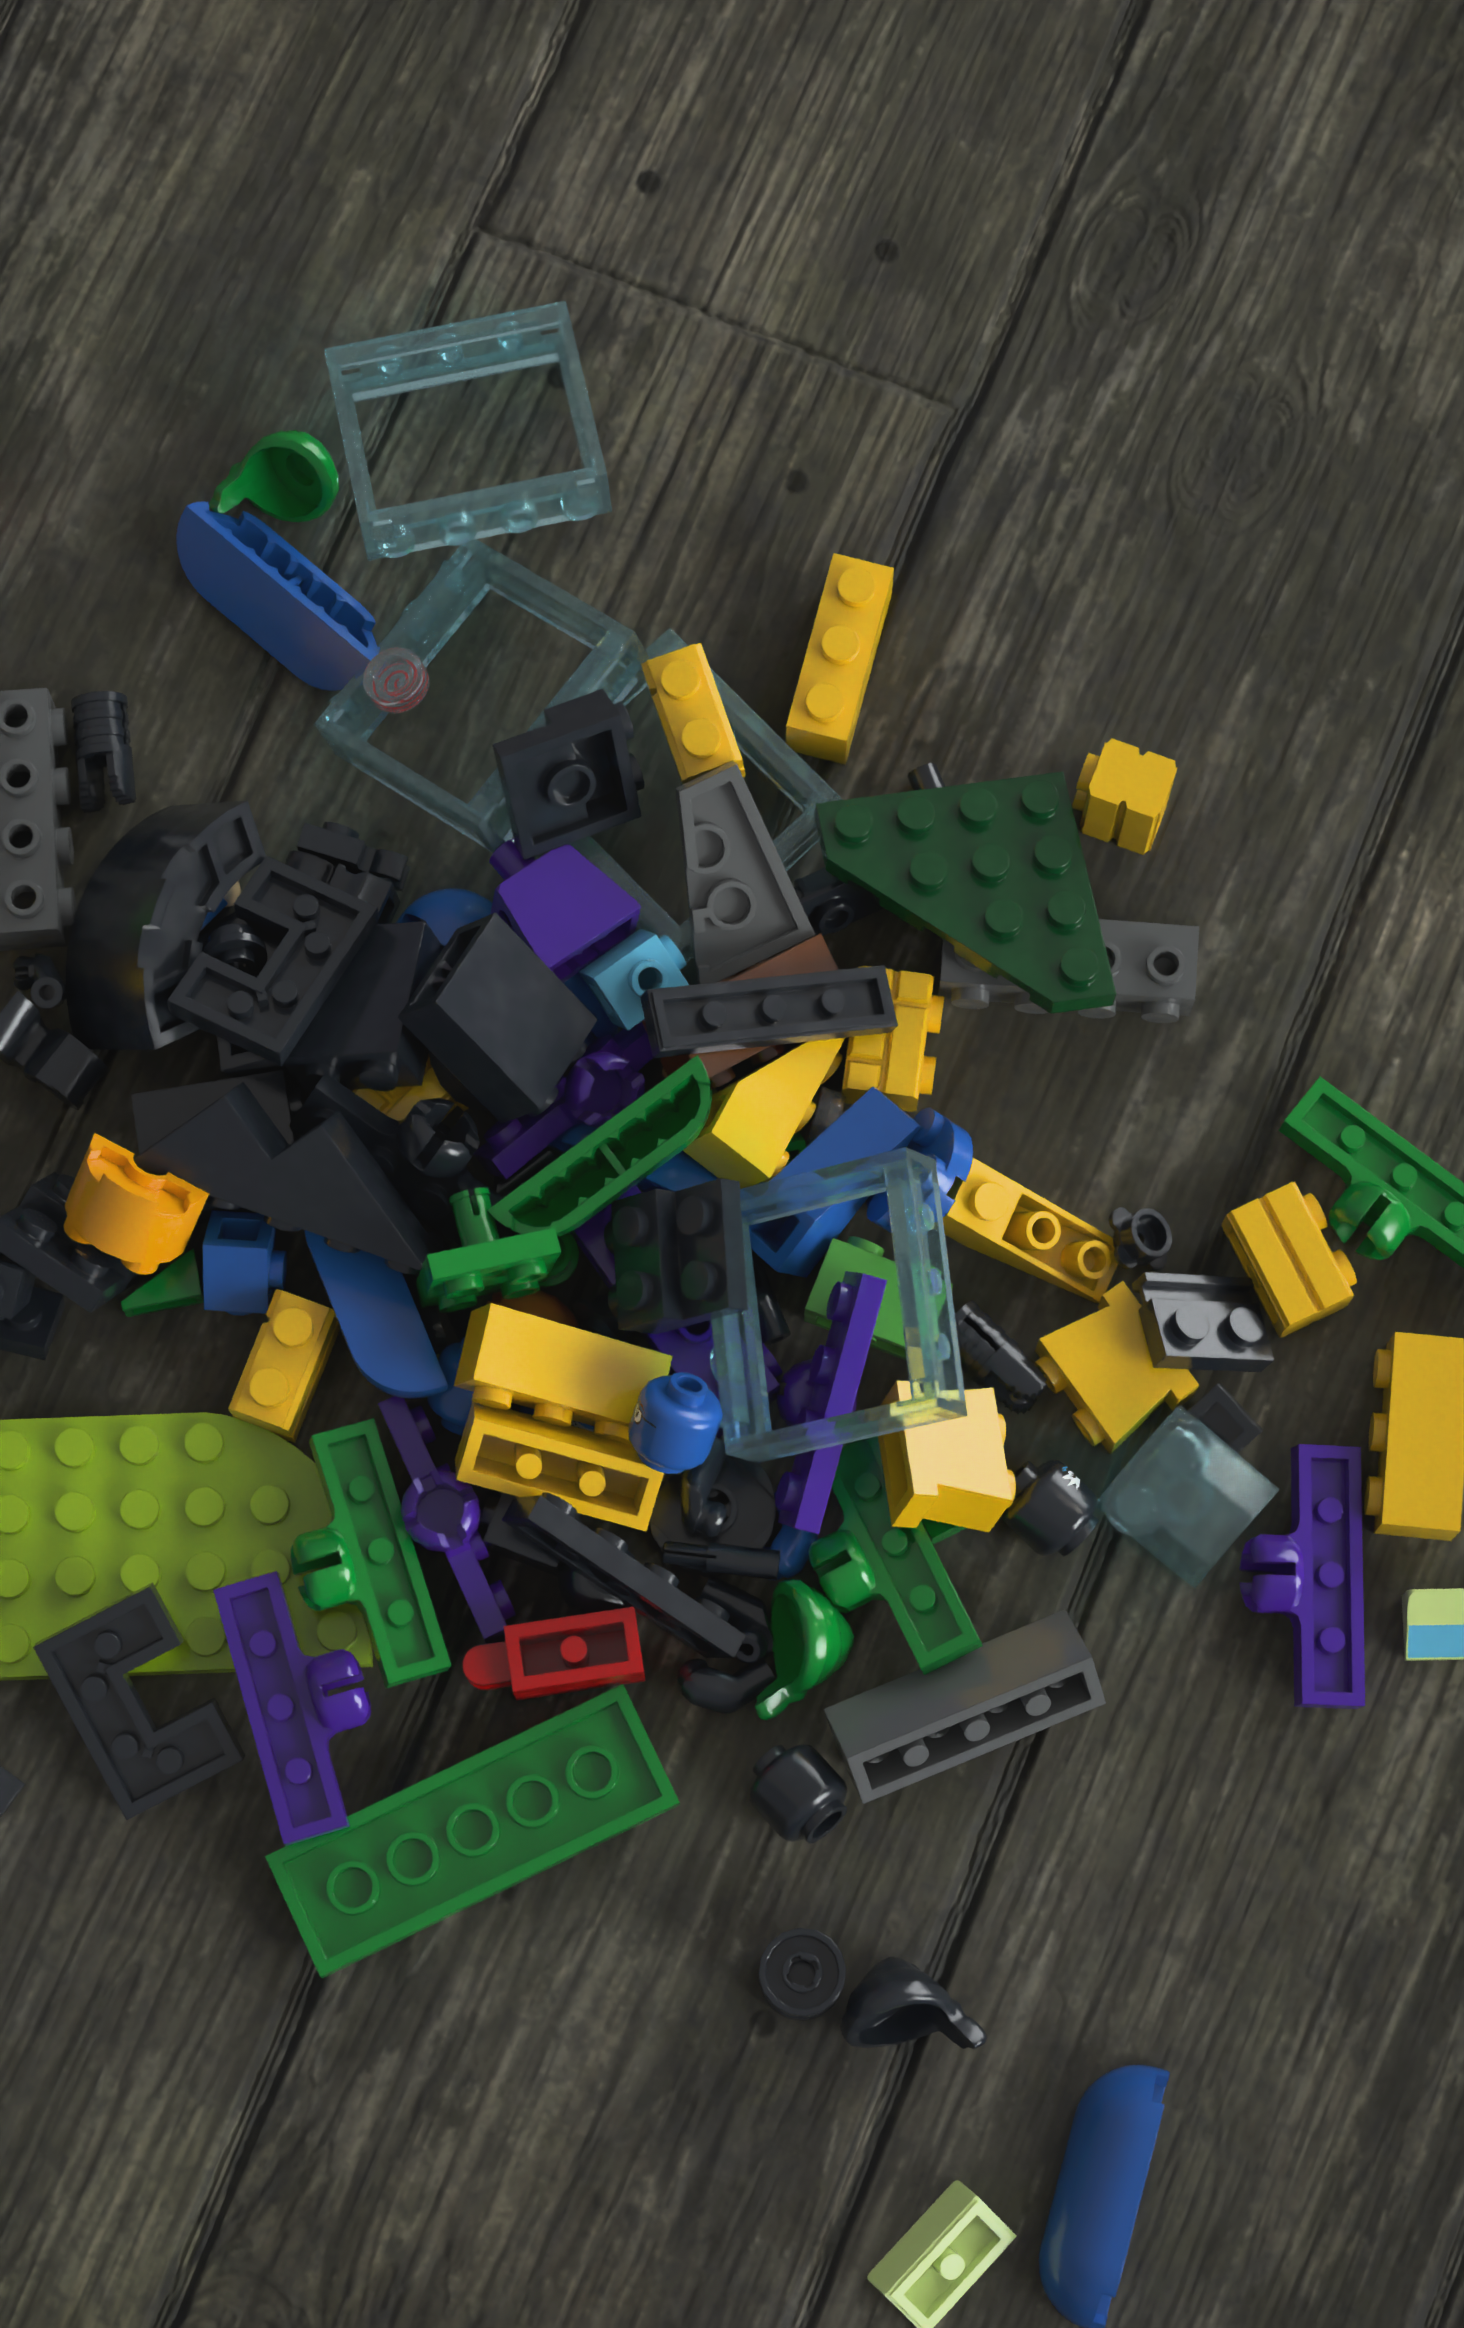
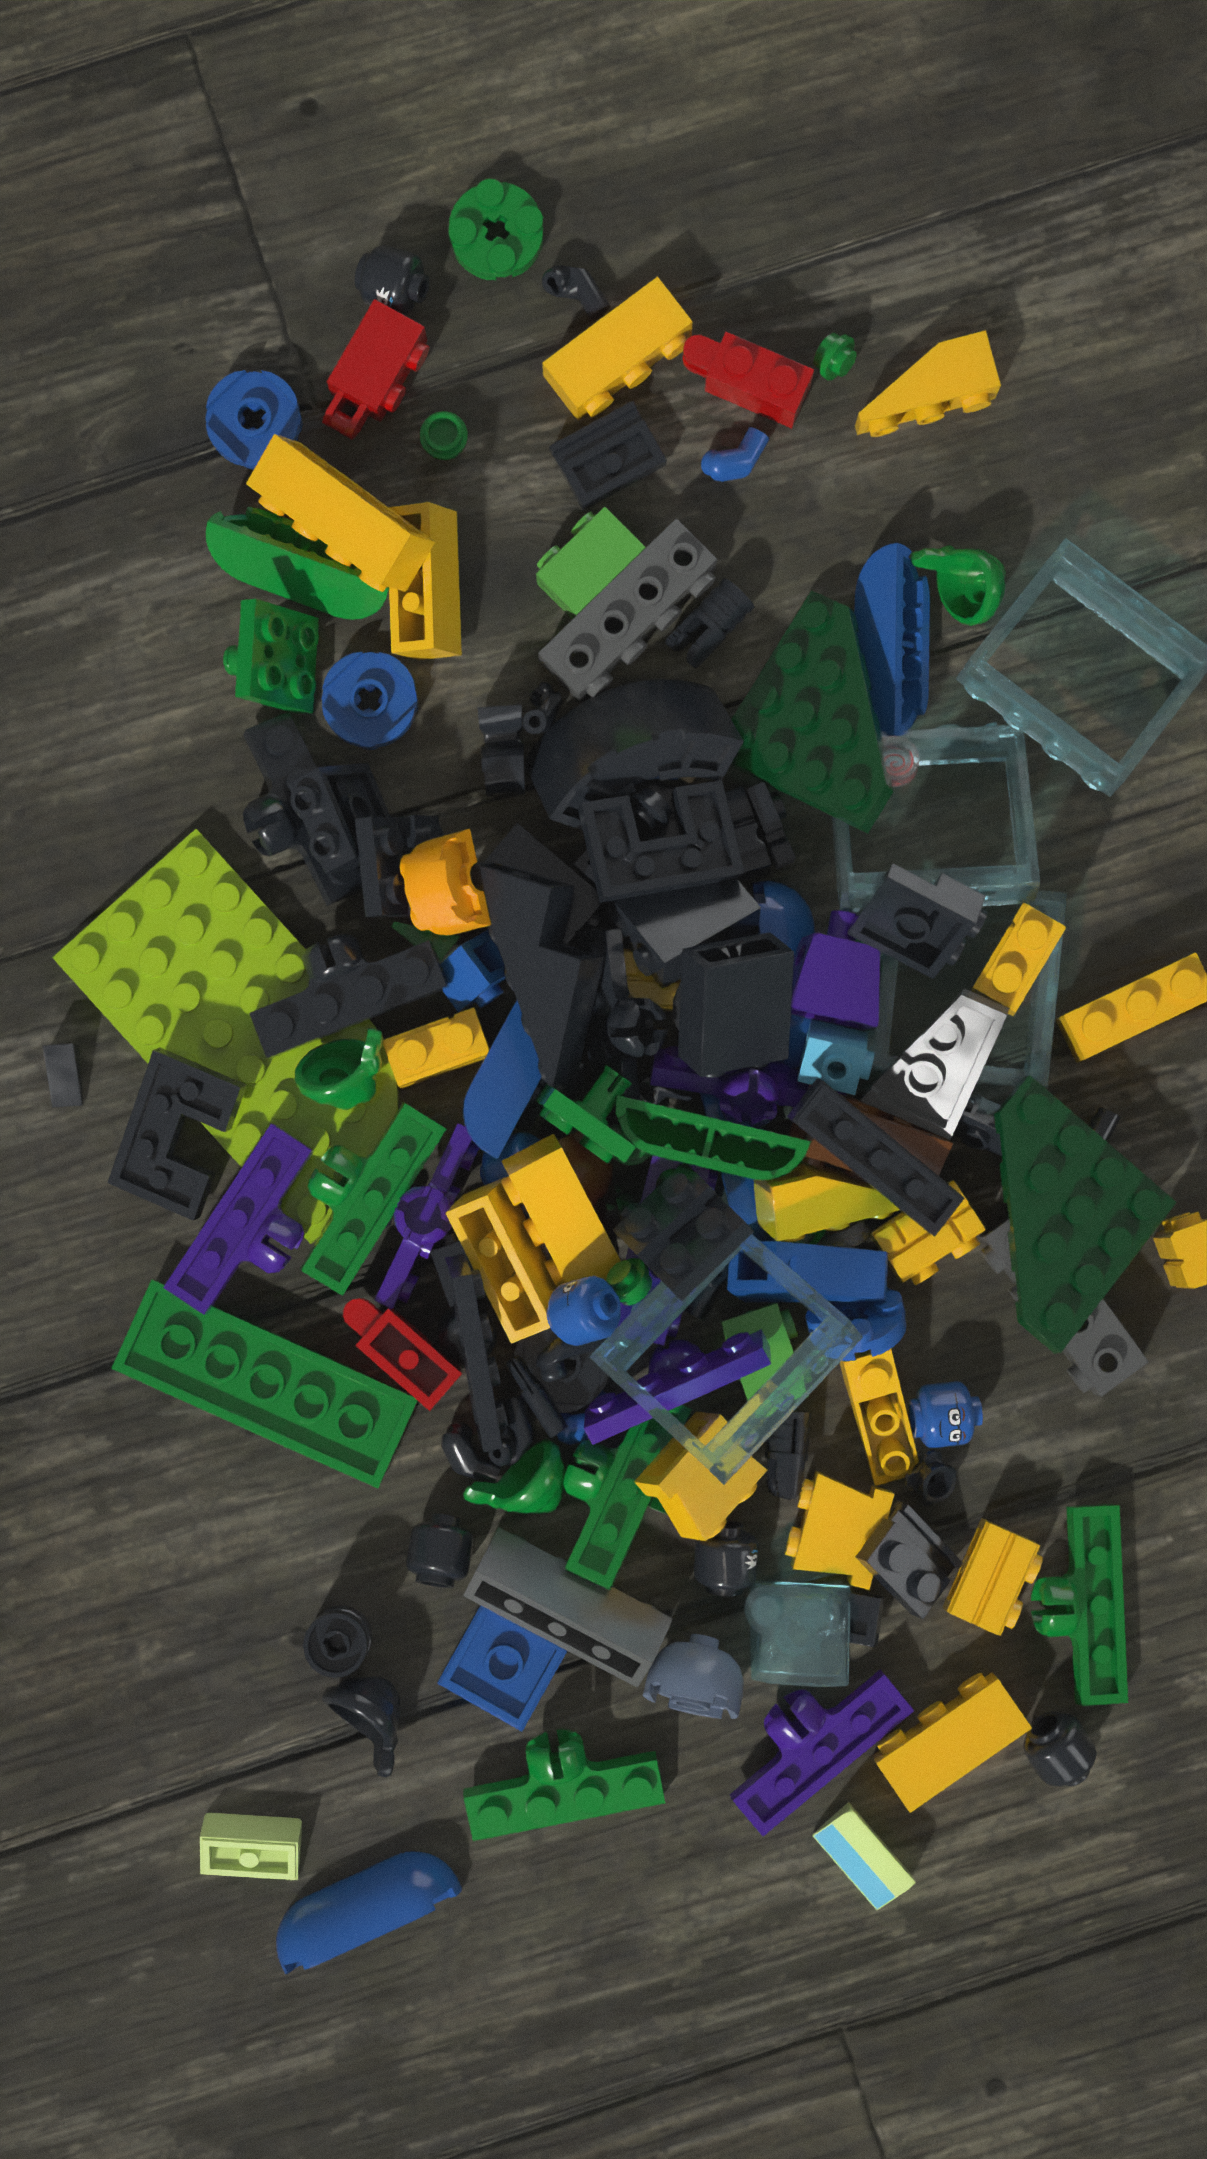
camera: 55 degrees right, 10 degrees up
(70, 338) = (944, 379): none -> yellow slope
(149, 1405) = (346, 992): none -> black plate
(224, 1472) = (341, 1071): none -> green hat
(290, 723) = (813, 719): none -> dark green plate
(684, 1351) = (630, 1280): none -> green plate
(970, 1830) = (501, 1667): none -> blue tile
(1085, 1169) = (944, 1414): none -> blue head
(1148, 1636) = (696, 1678): none -> sand blue cylinder
(1148, 1873) = (562, 1789): none -> green plate

